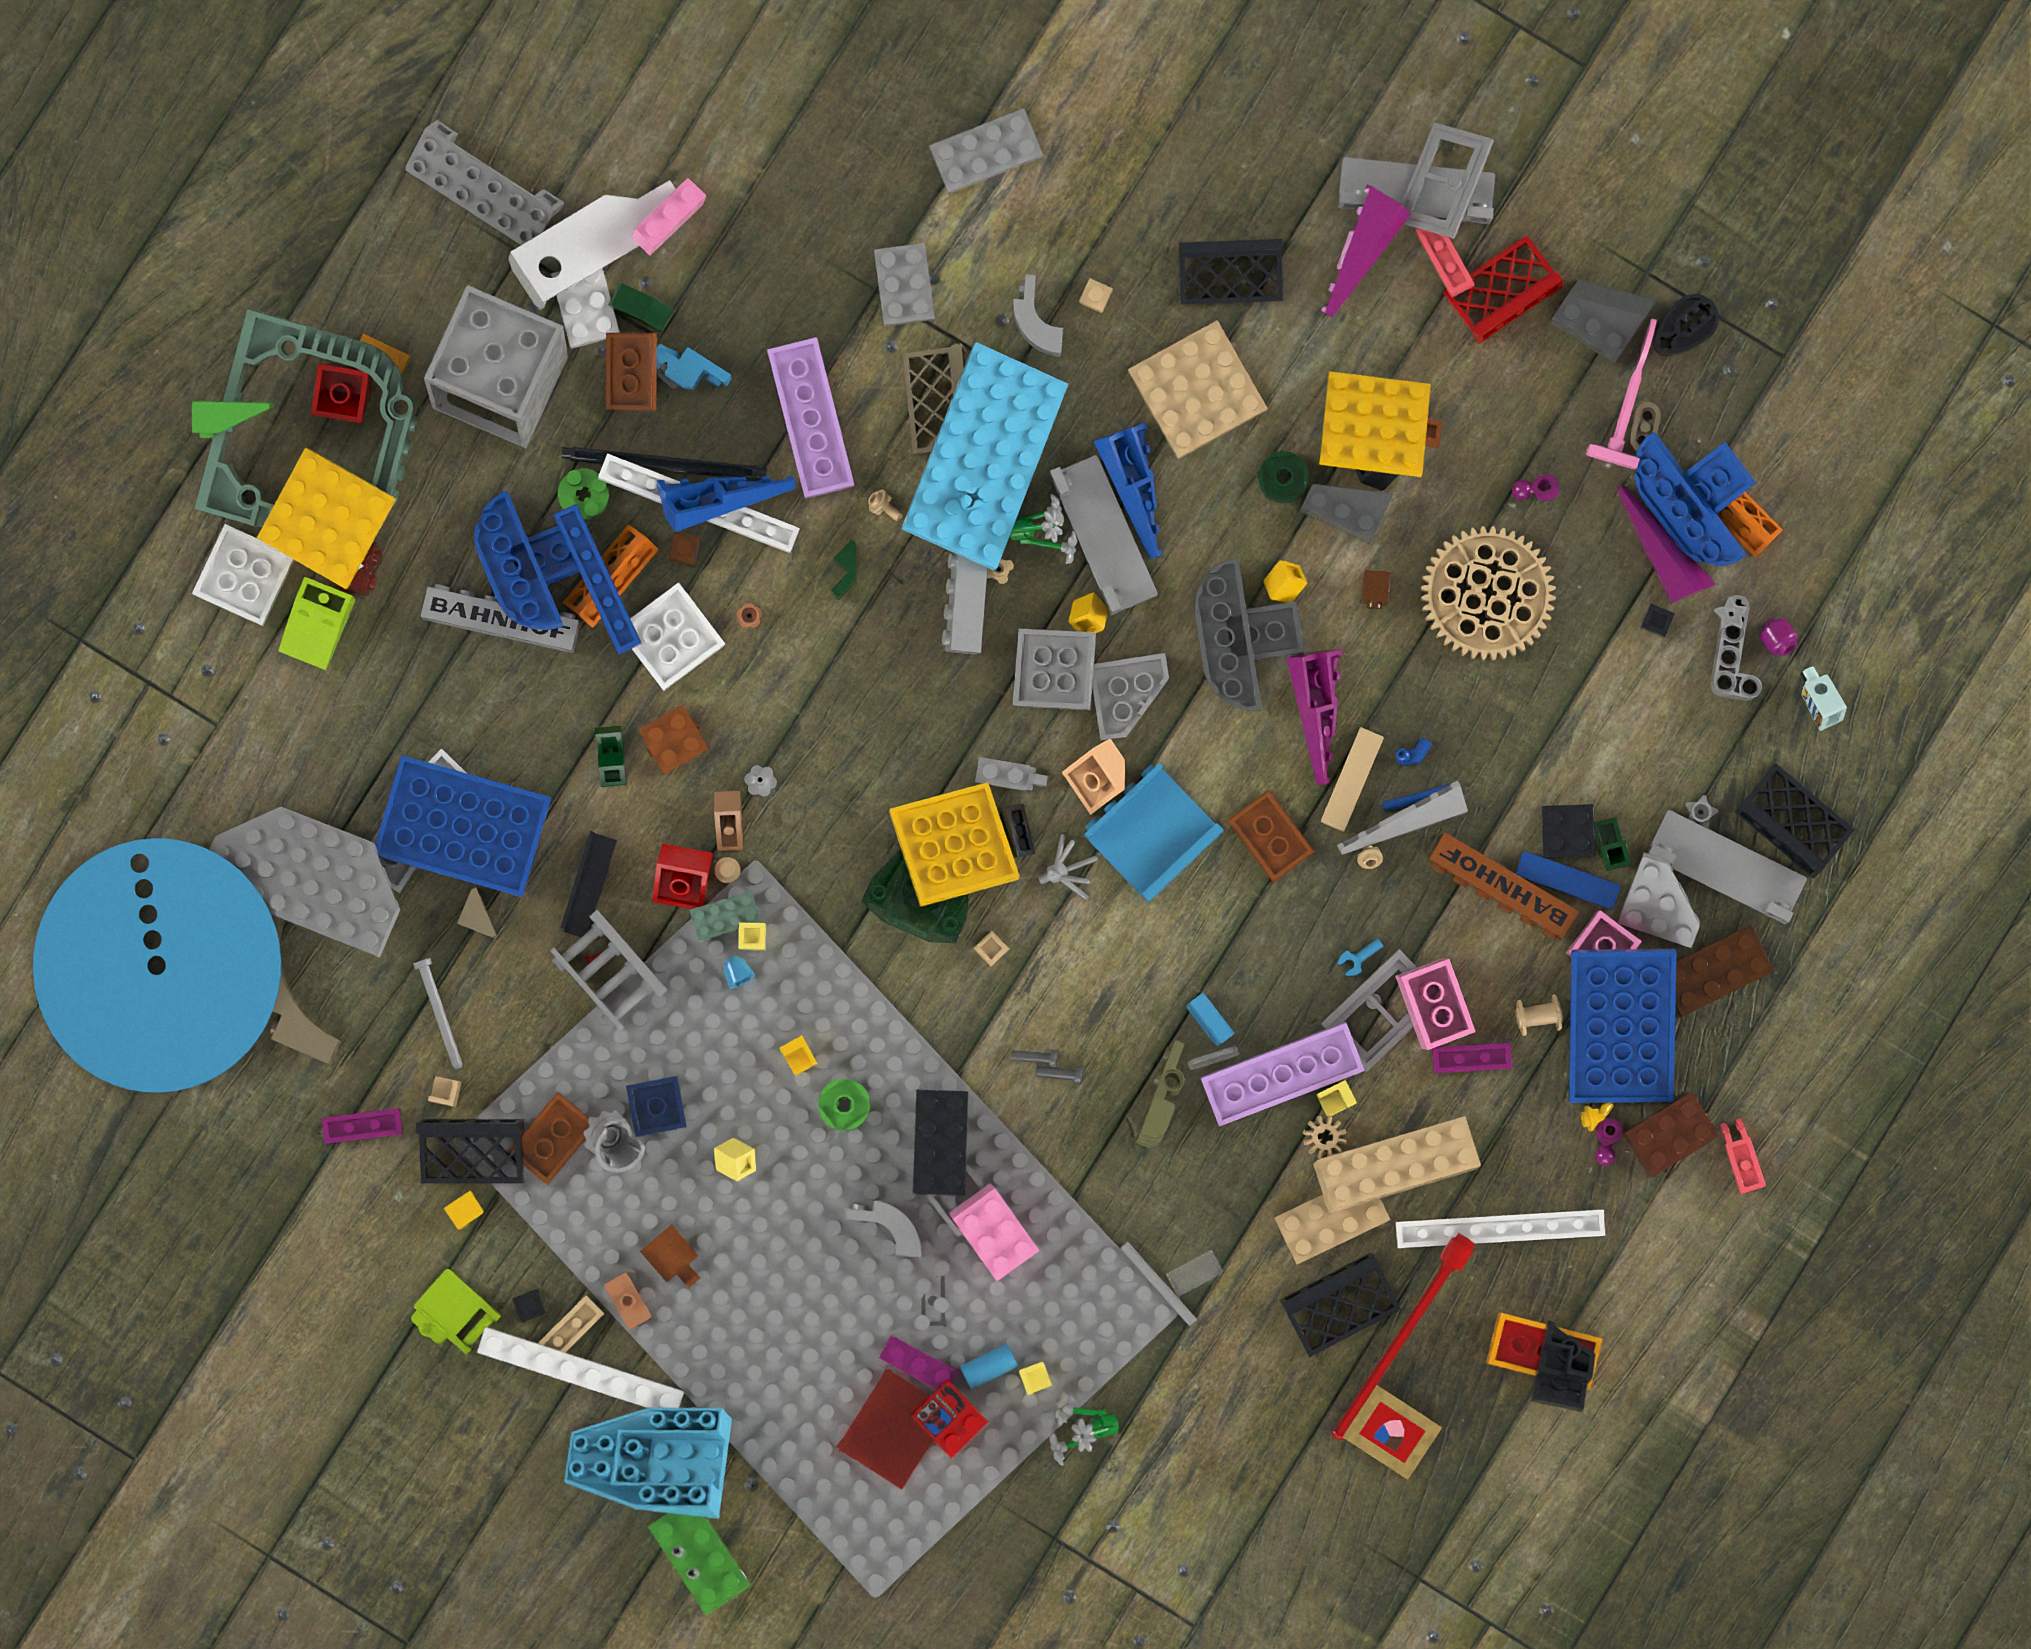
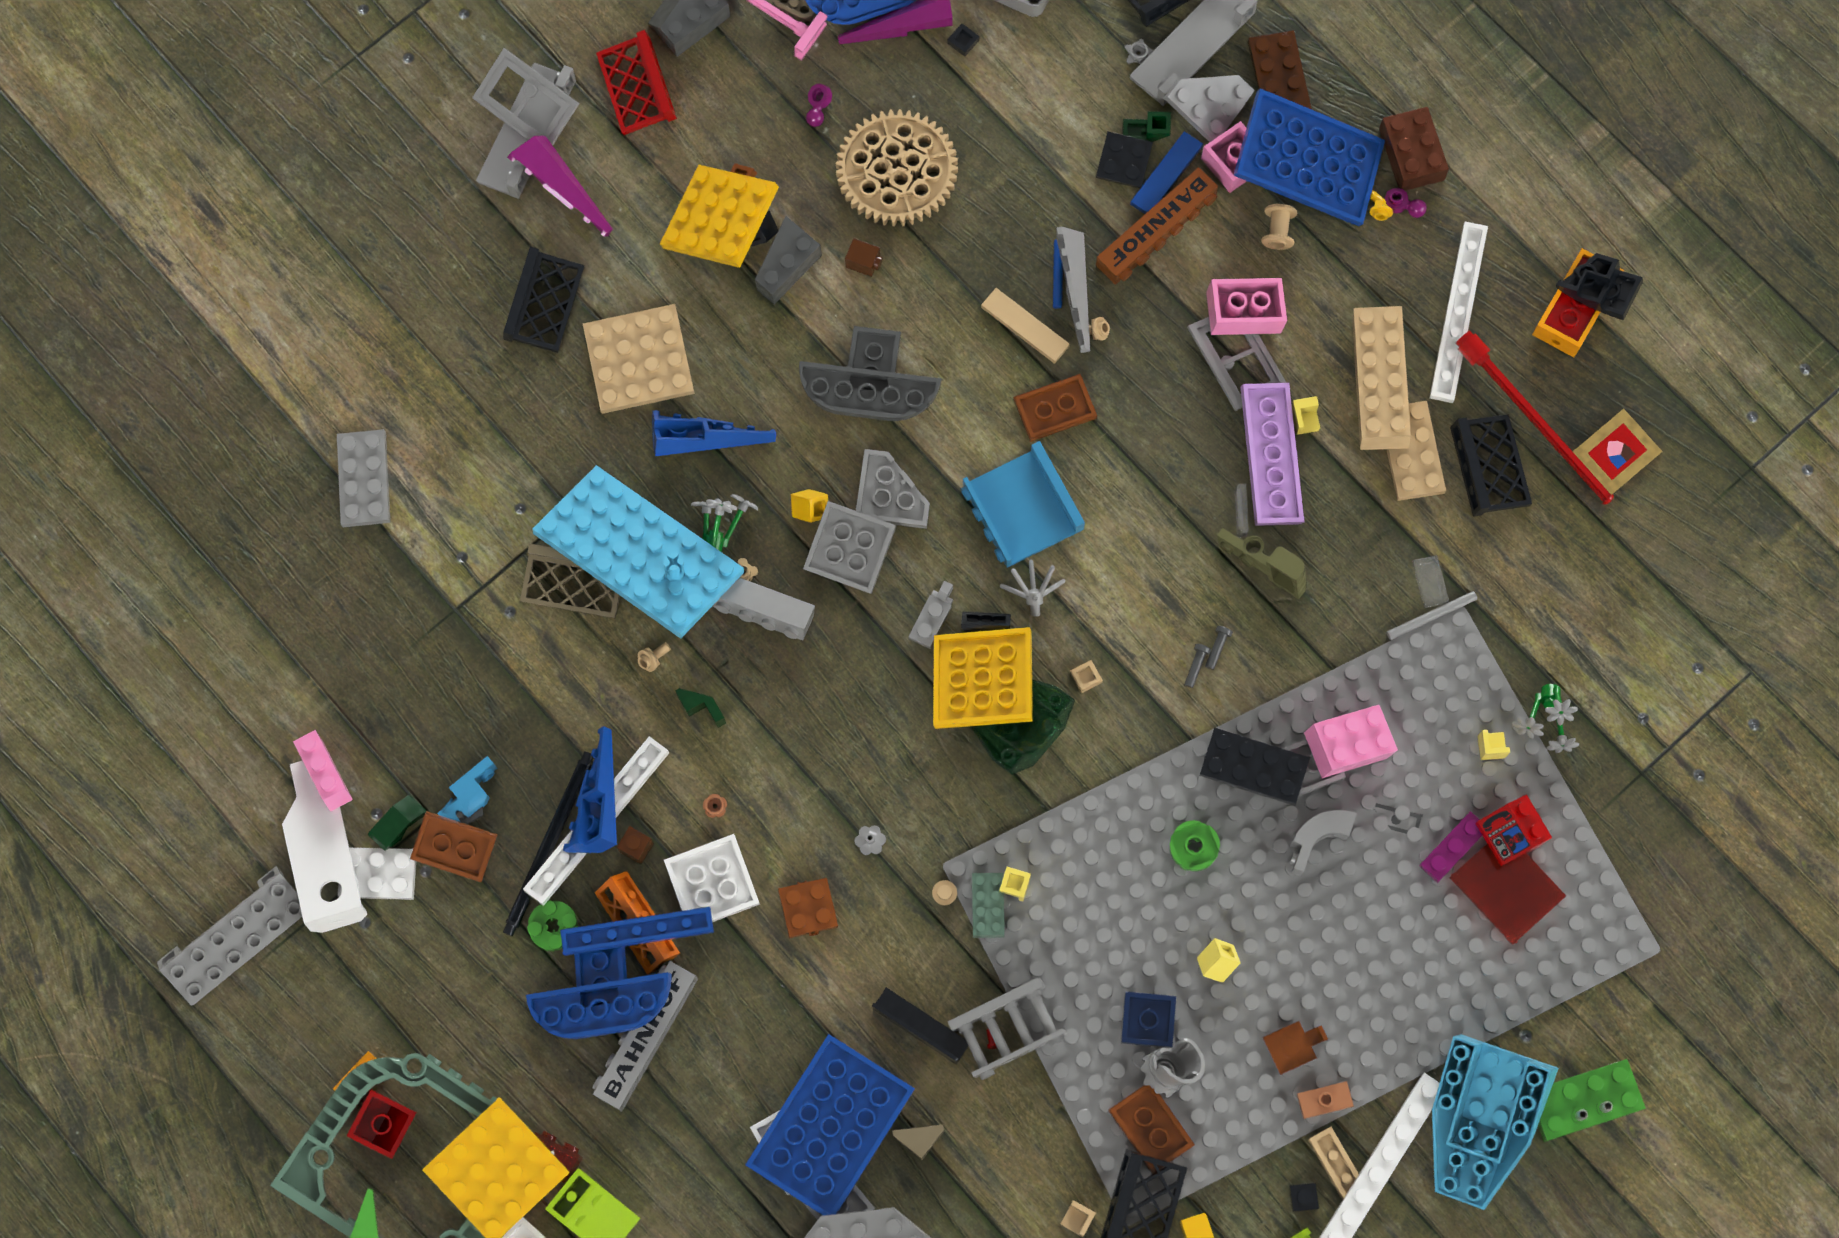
camera: 65 degrees left, 10 degrees down
(439, 1012) = (994, 1203): light grey bar -> none
(498, 361) = (401, 957): light grey piece -> none
(610, 756) = (805, 970): dark green slope -> none
(682, 876) = (939, 935): red slope -> none
(728, 820) = (899, 877): medium nougat slope -> none
(737, 971) = (1043, 908): dark azure hat -> none
(798, 1055) = (1136, 874): yellow panel -> none
(810, 417) = (551, 698): lavender plate -> none
(904, 284) = (458, 582): light grey plate -> none
(989, 1366) = (1471, 783): dark azure brick -> none
(1035, 331) = (533, 482): light grey arch -> none
(1095, 295) = (525, 420): tan plate -> none
(1097, 775) = (958, 537): light nougat slope -> none
(1103, 534) = (741, 473): light grey bracket -> none
(1210, 1019) = (1205, 503): dark azure brick -> none
(1271, 468) = (740, 320): dark green plate -> none
(1285, 581) = (833, 331): yellow panel -> none
(1314, 687) = (936, 333): magenta wedge -> none
(1319, 1130) = (1330, 429): tan gear -> none
(1359, 957) = (1185, 364): dark azure bar -> none
(1413, 756) = (1020, 267): blue arm -> none
(1446, 261) = (595, 121): coral plate -> none
(1471, 1058) = (1301, 293): magenta plate -> none
(1742, 1159) = (1449, 98): coral hinge -> none

